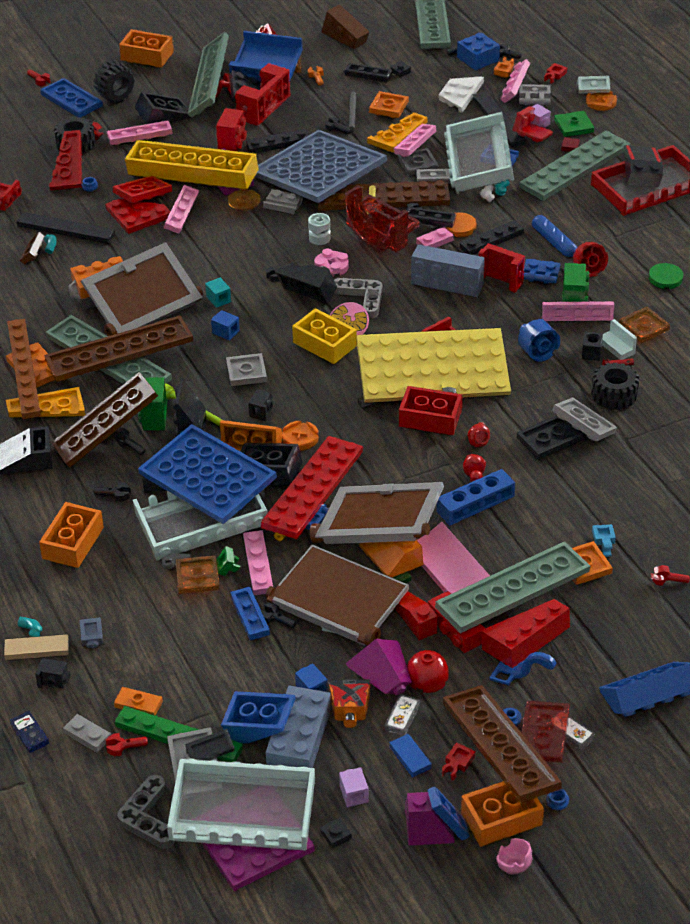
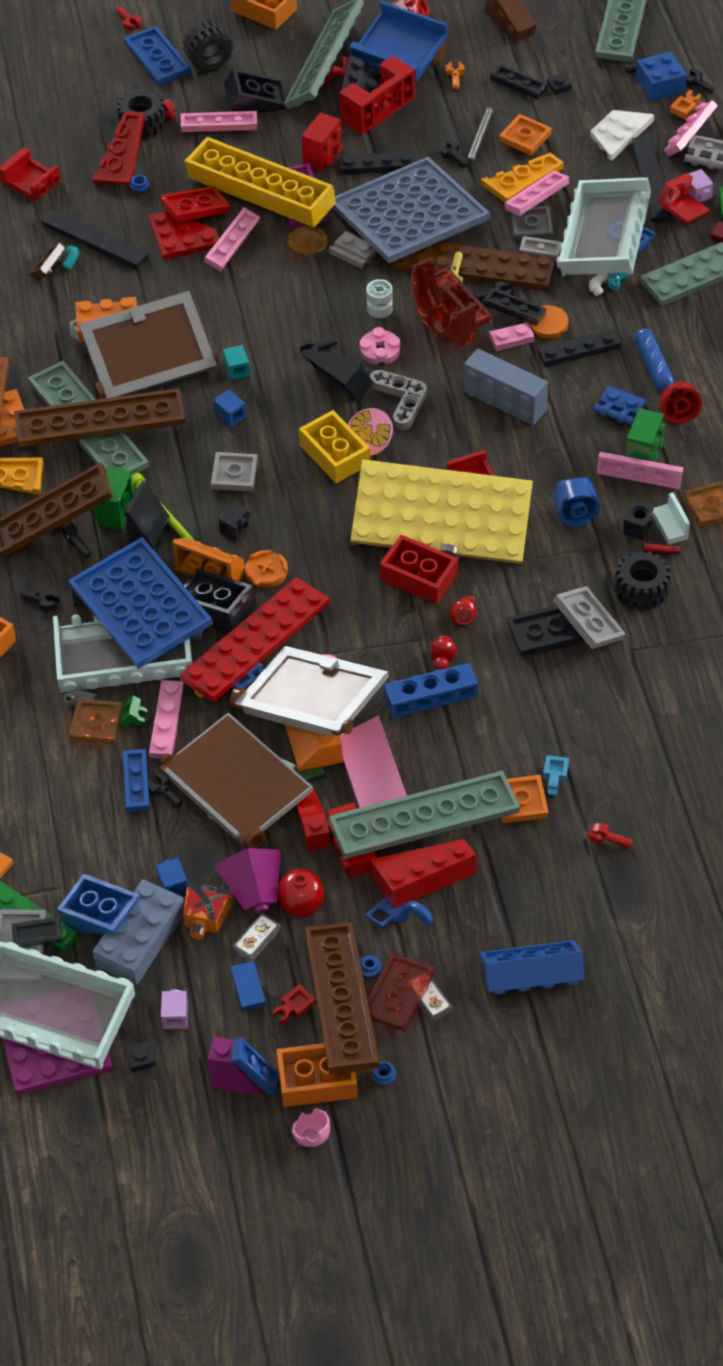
camera: 15 degrees right, 10 degrees up
(503, 265) = (572, 392): red panel -> none

